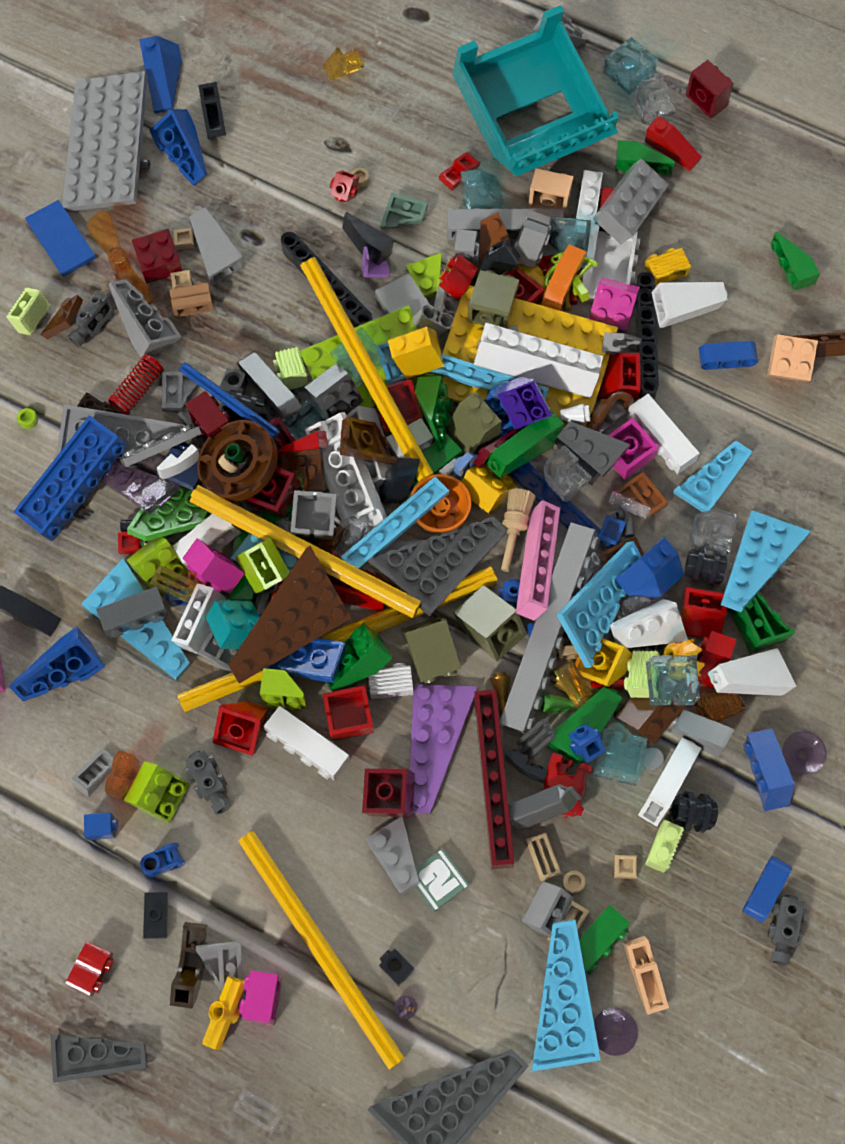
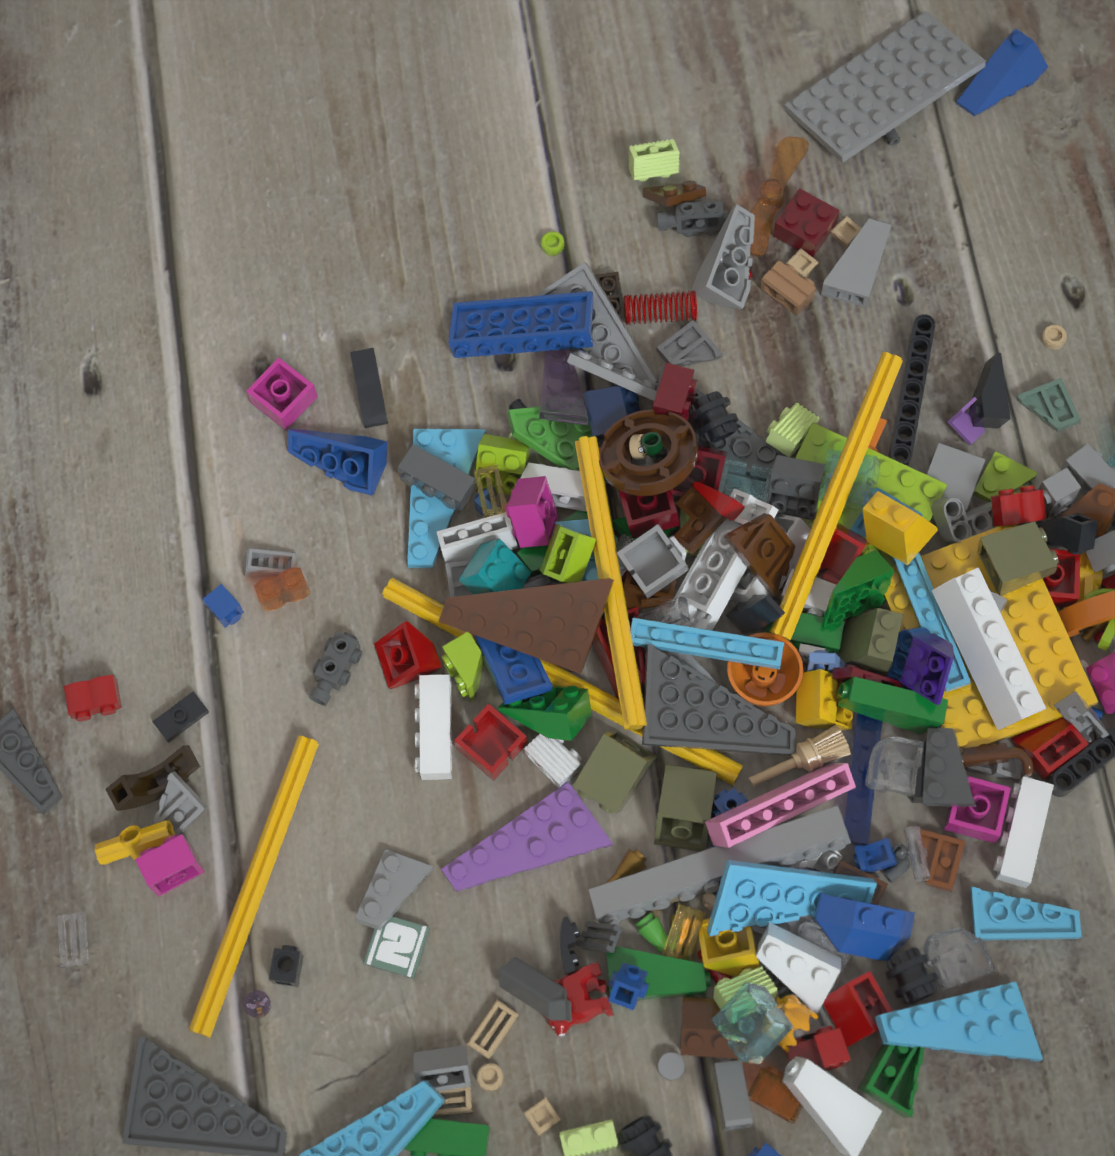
camera: 55 degrees right, 0 degrees up
(60, 238) = (753, 128): blue tile -> none
(127, 543) = (499, 423): red plate -> none
(156, 791) = (290, 630): lime slope -> none
(164, 860) = (236, 686): blue piece -> none
(172, 466) = (598, 401): white slope -> none
(179, 140) = (946, 143): blue wedge -> none
(212, 110) = (1003, 150): black slope -> none
(226, 398) = (702, 398): blue axle -> none
(231, 376) = (735, 382): dark grey brick -> none
(269, 385) = (755, 423): beam -> none
(344, 186) = (1028, 329): brick -> none
(388, 792) = (442, 836): dark red brick -> none
(493, 780) = (530, 924): dark red brick -> none
(576, 414) = (967, 730): white cone -> none
(620, 758) = (644, 1031): clear light blue piece -> none
(669, 781) = (659, 1098): white slope -> none

